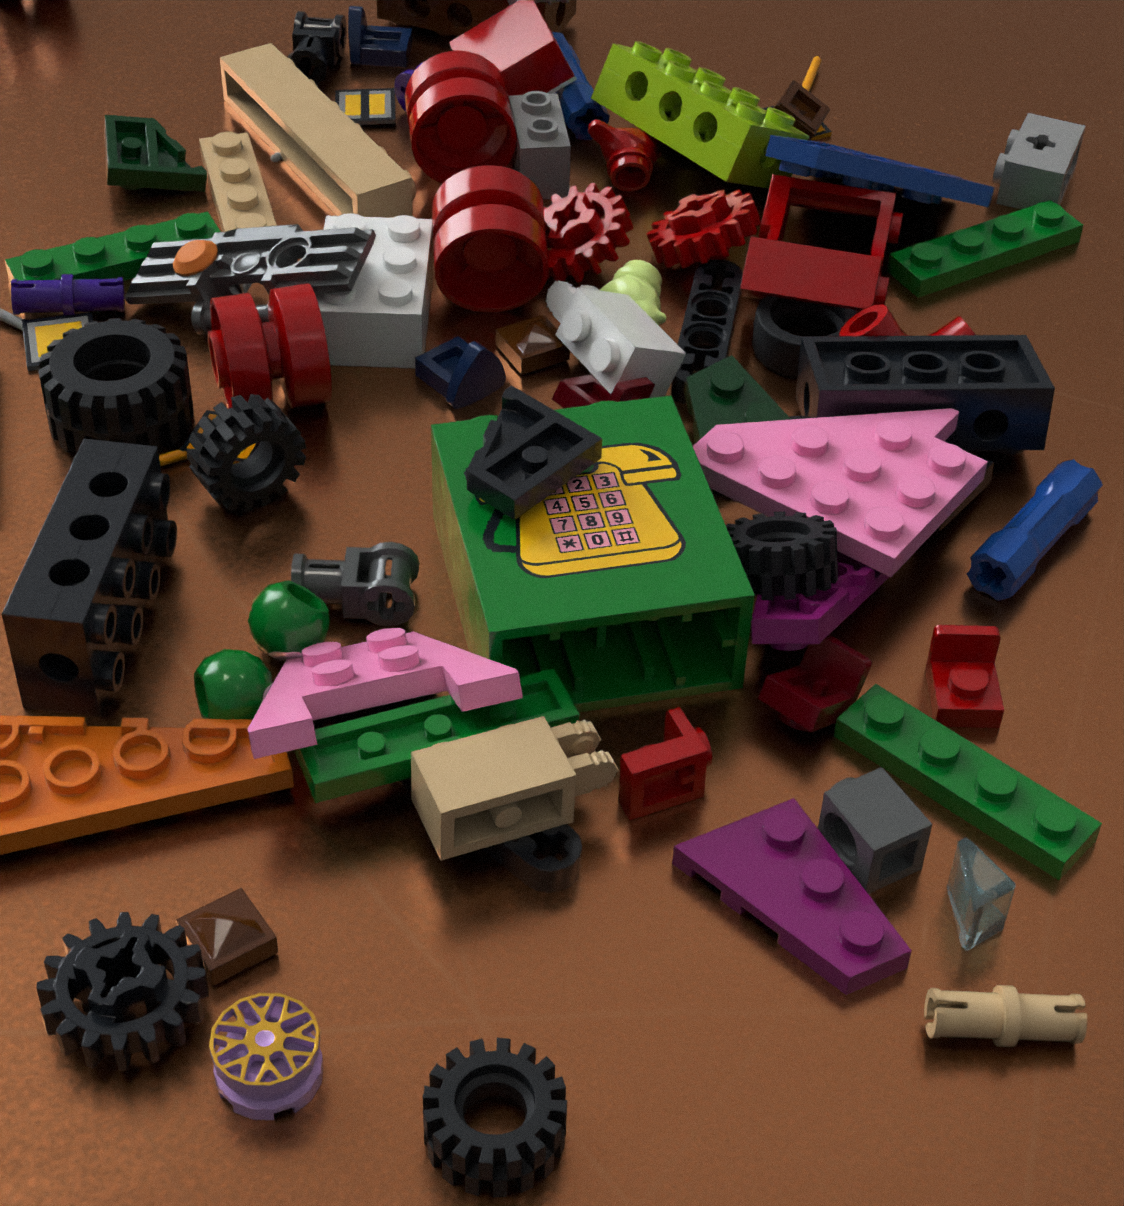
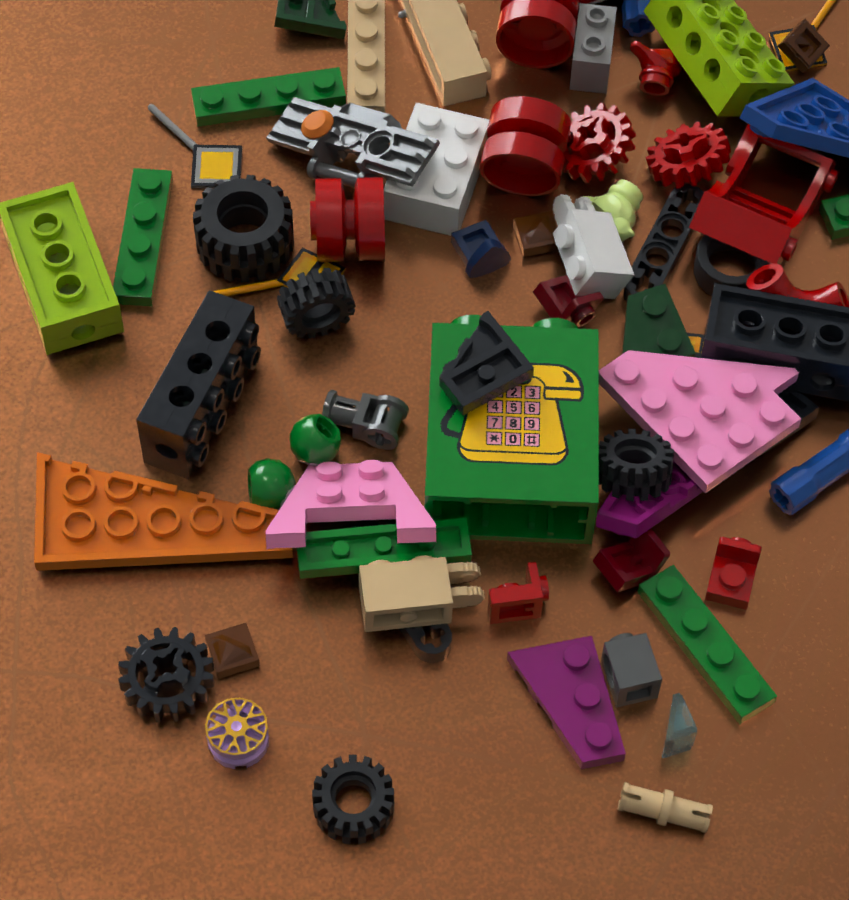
camera: 15 degrees right, 15 degrees up
(67, 295) = (228, 130): dark purple pin -> none

